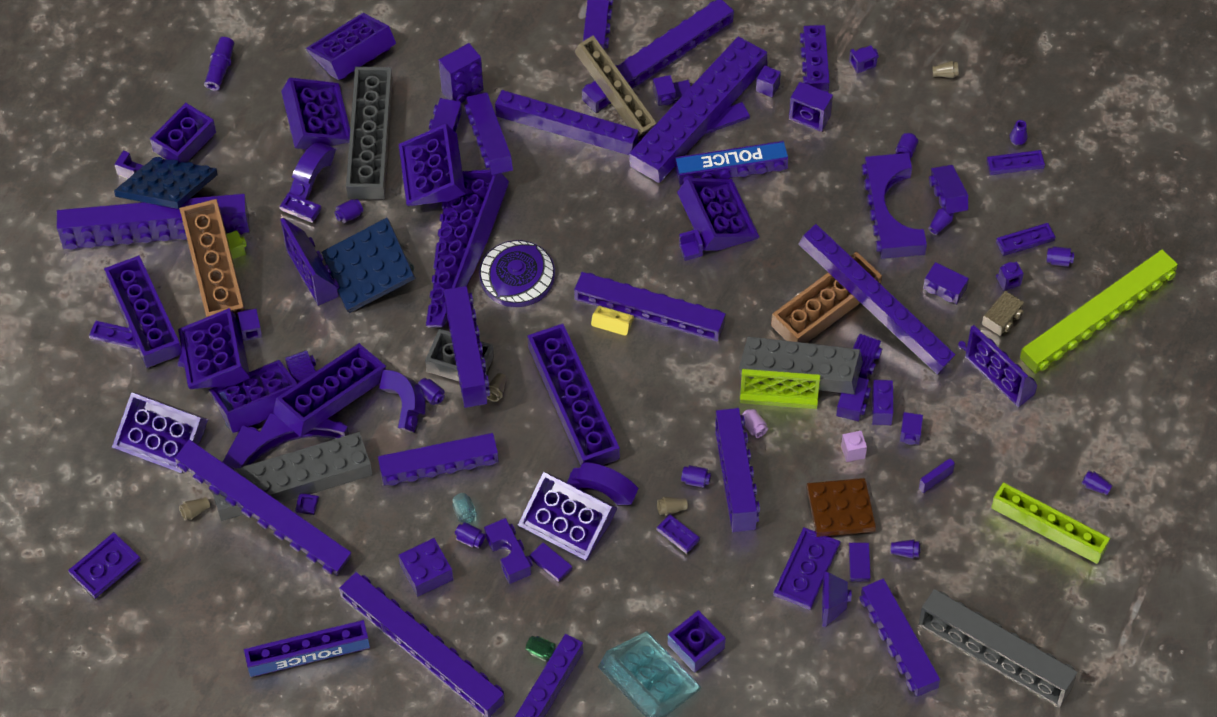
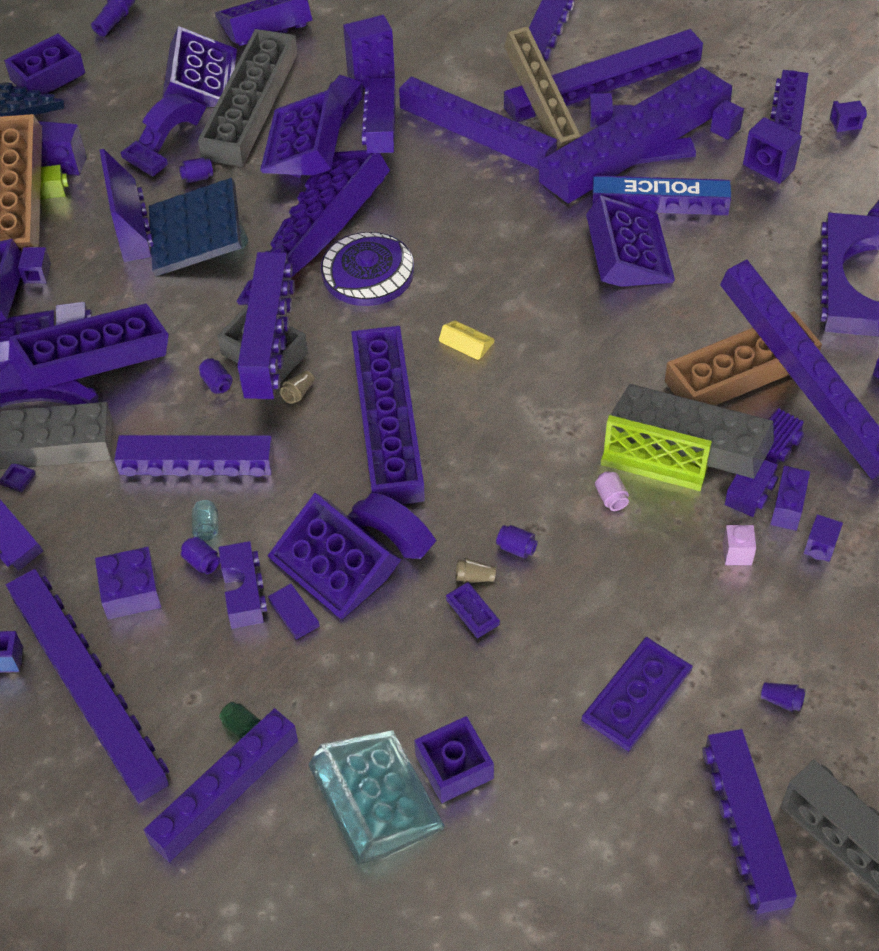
camera: 15 degrees right, 5 degrees down
(411, 397) = (185, 377): dark purple arch -> none
(650, 306) = (518, 331): dark purple brick -> none
(691, 245) = (587, 272): dark purple panel -> none
(736, 470) = (572, 544): dark purple brick -> none
(834, 597) = (666, 741): dark purple slope -> none
(840, 507) = (703, 621): reddish brown plate -> none
(859, 562) = (713, 700): dark purple tile -> none
(936, 475) = (846, 606): dark purple tile -> none

